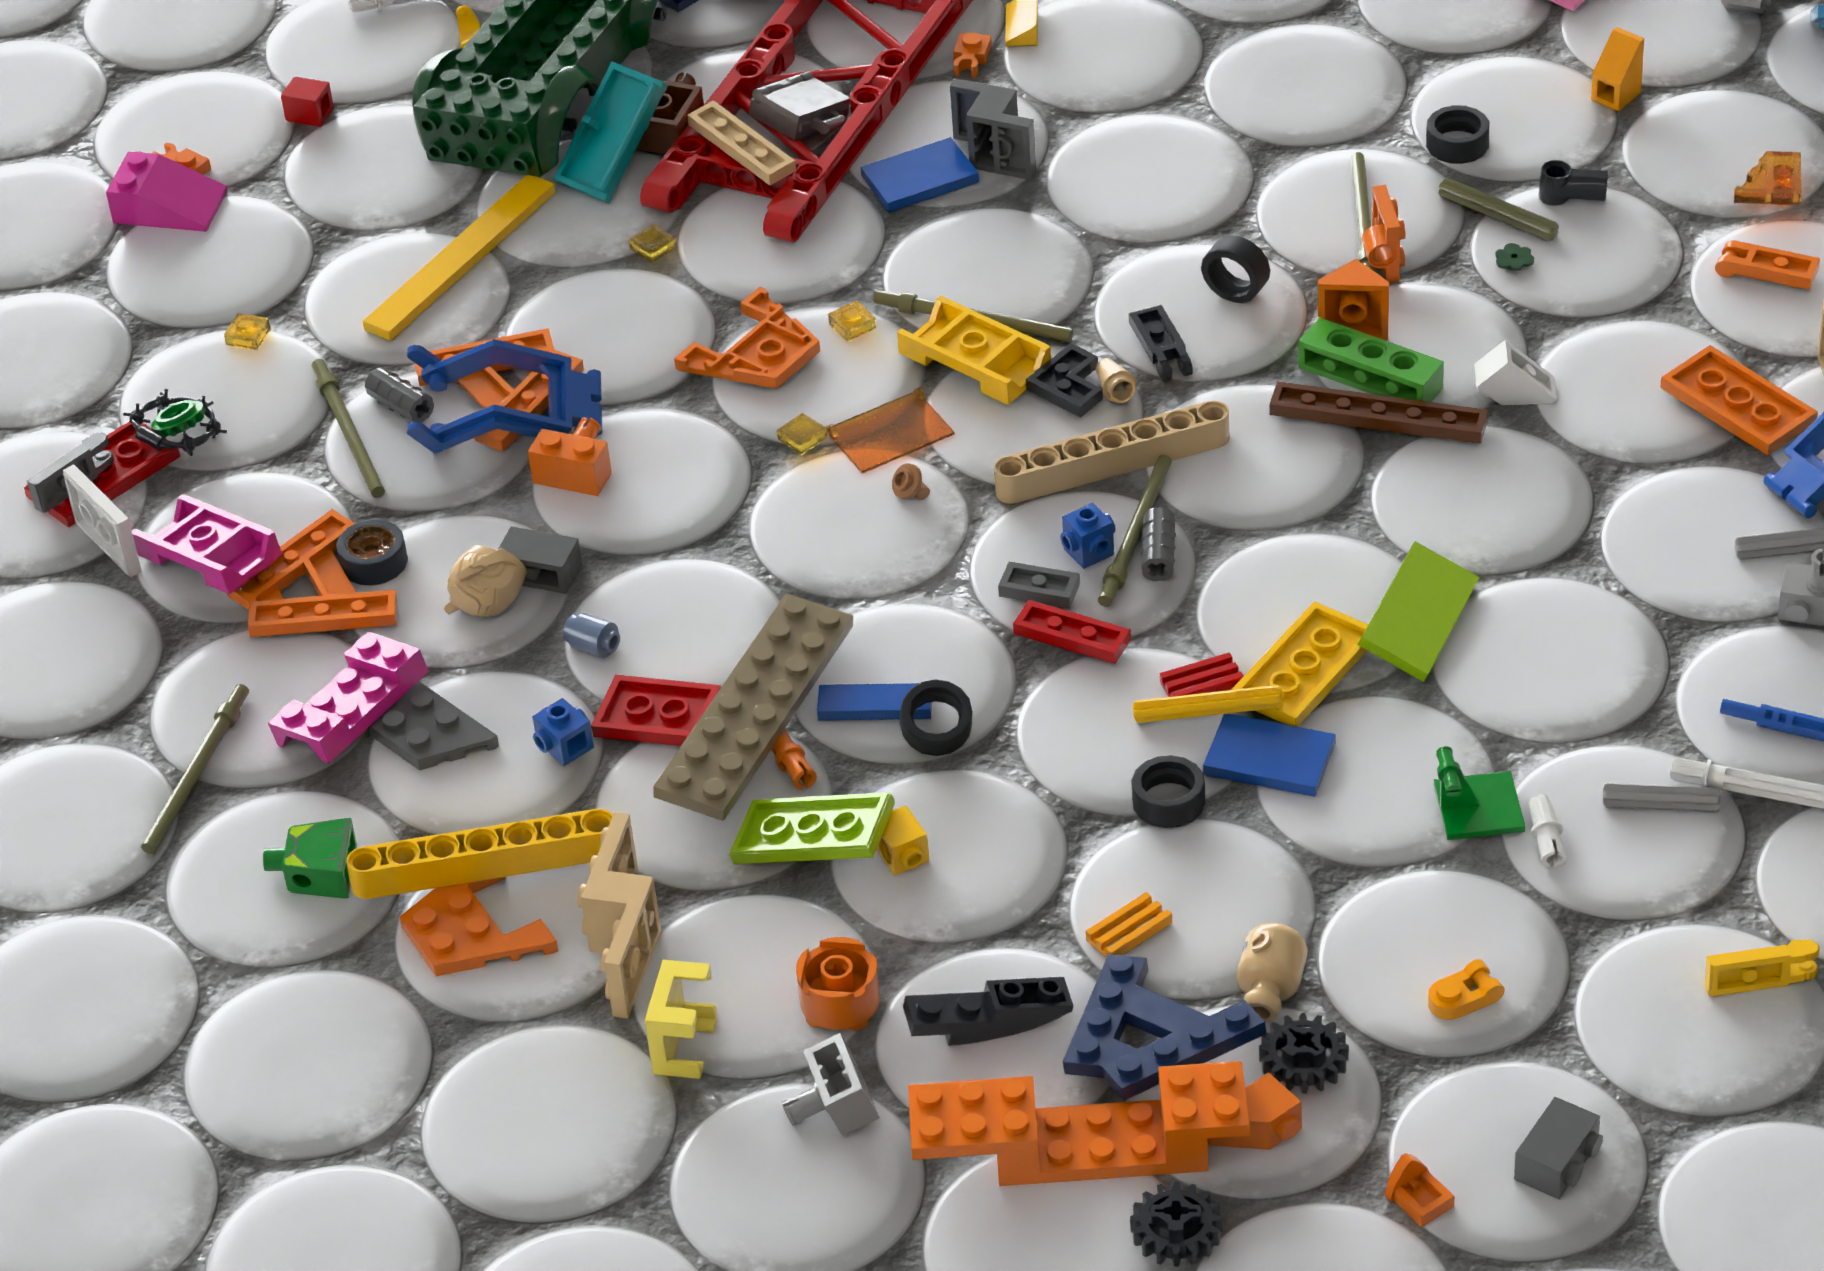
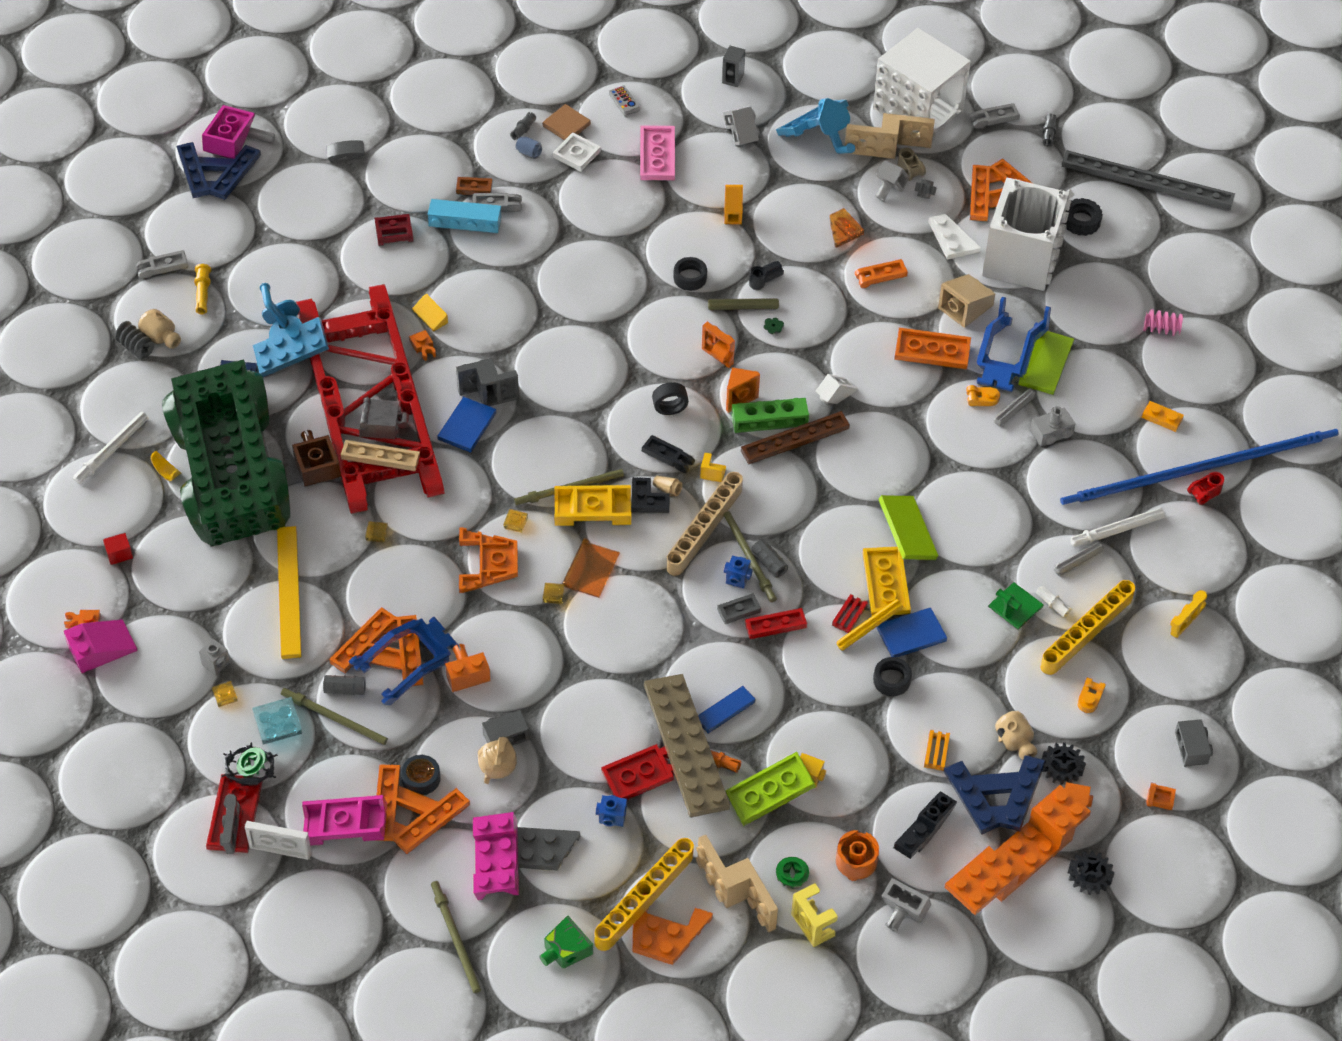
camera: 45 degrees left, 10 degrees up
(270, 392) = (277, 720): none -> clear light blue plate
(277, 278) = (214, 656): none -> light grey brick
(591, 634) = (570, 754): sand blue brick -> none
(610, 132) = (309, 484): teal container -> none
(730, 945) = (800, 868): none -> green gear
(908, 482) = (629, 590): medium nougat plate -> none
(929, 692) = (756, 711): black tyre -> none
(1199, 385) = (711, 471): none -> yellow panel
(1361, 202) = (713, 362): bar -> none
(1563, 893) = (1087, 627): none -> yellow beam
(1762, 507) = (989, 396): none -> light orange plate

